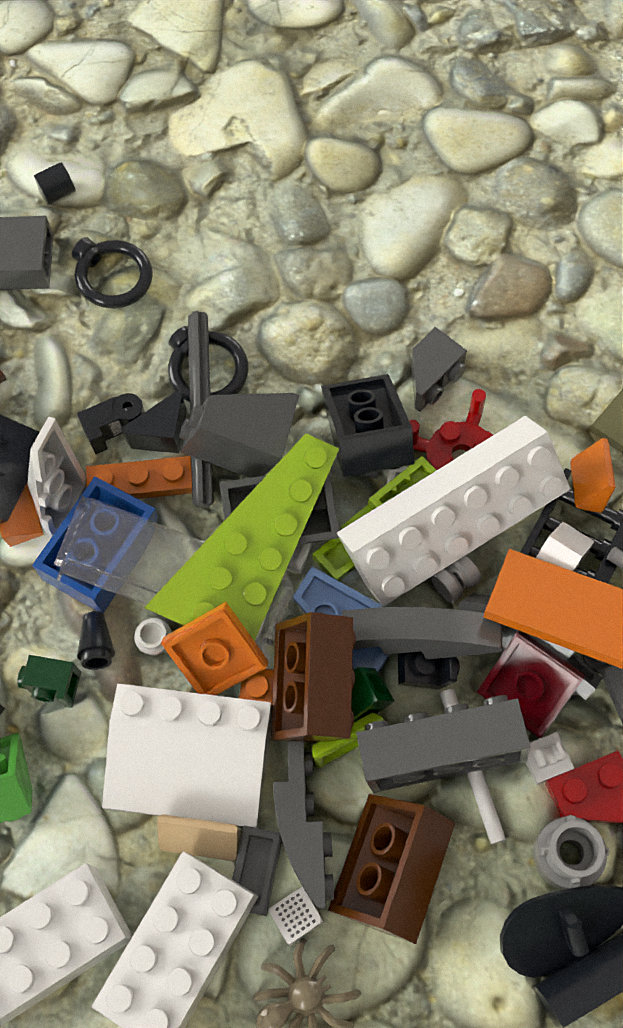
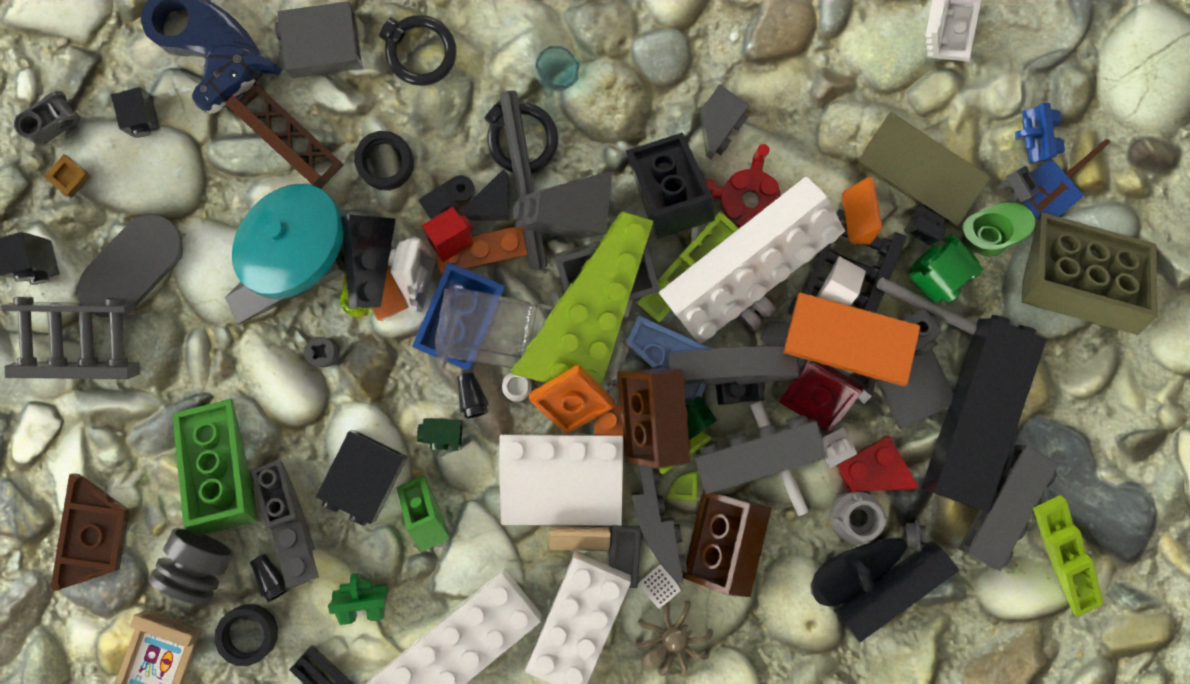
camera: 15 degrees left, 20 degrees up
(37, 357) = (377, 138): none -> black tyre
(103, 450) = (448, 233): none -> red brick
(255, 300) = (556, 68): none -> clear light blue hair
(345, 788) = (684, 487): none -> lime tile

